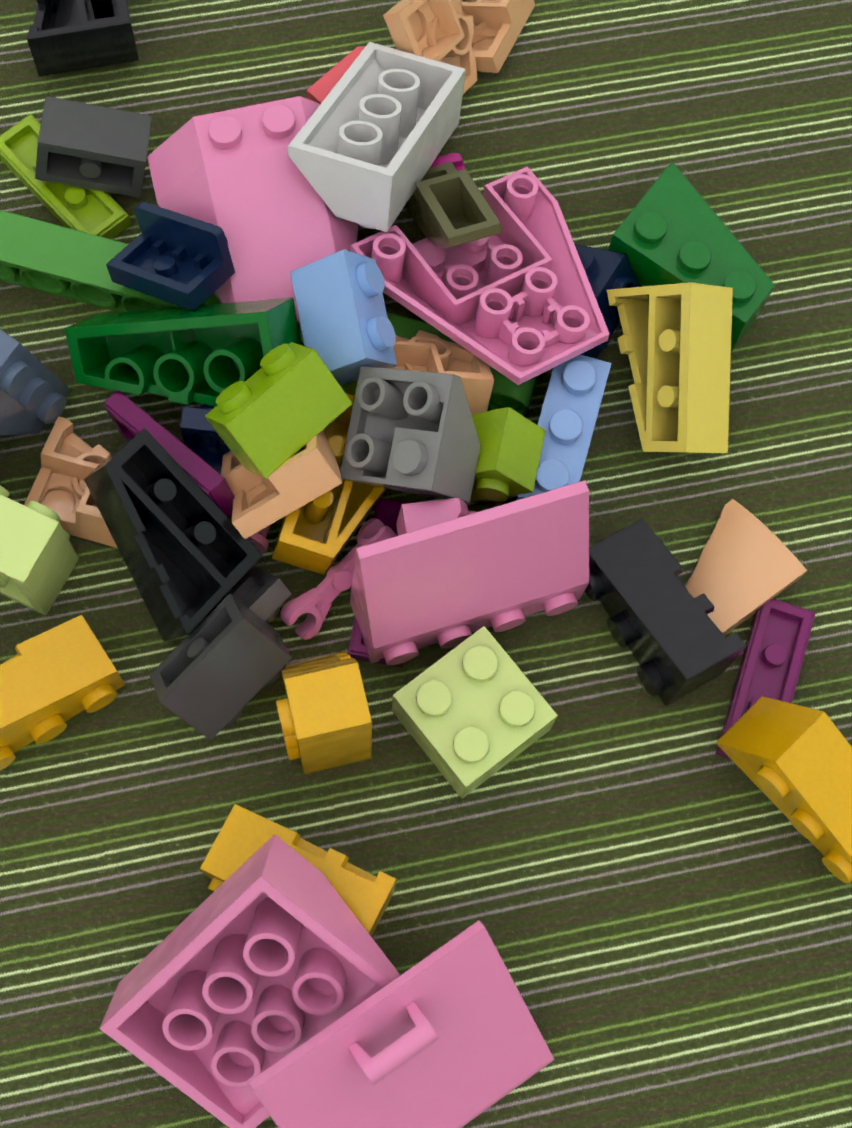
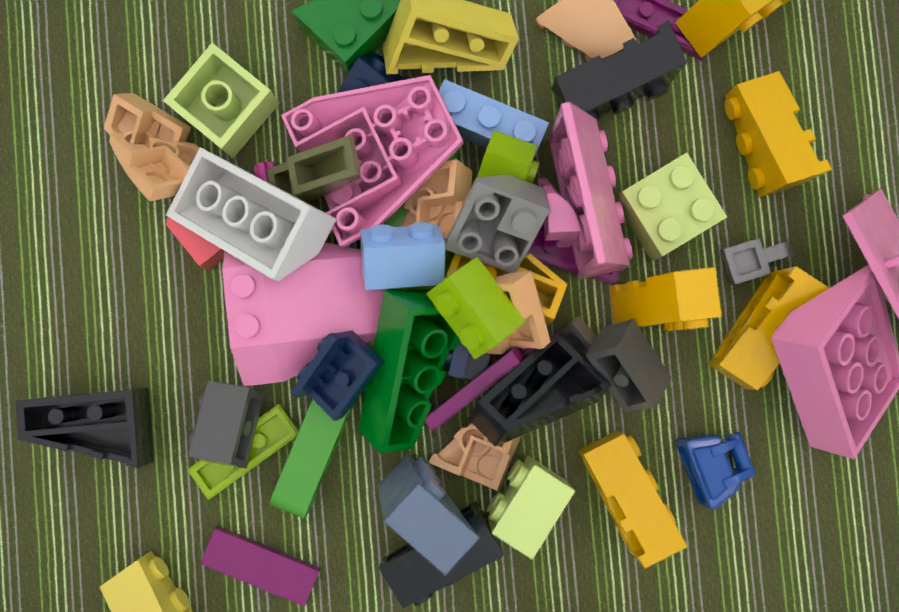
camera: 75 degrees left, 15 degrees up
(73, 822) = (710, 467): none -> blue piece
(338, 579) = (585, 305): bright pink piece -> none
(407, 852) = (750, 260): none -> flat silver plate
(535, 98) = (222, 100): none -> yellowish green brick
(609, 855) = (771, 135): none -> yellow wedge

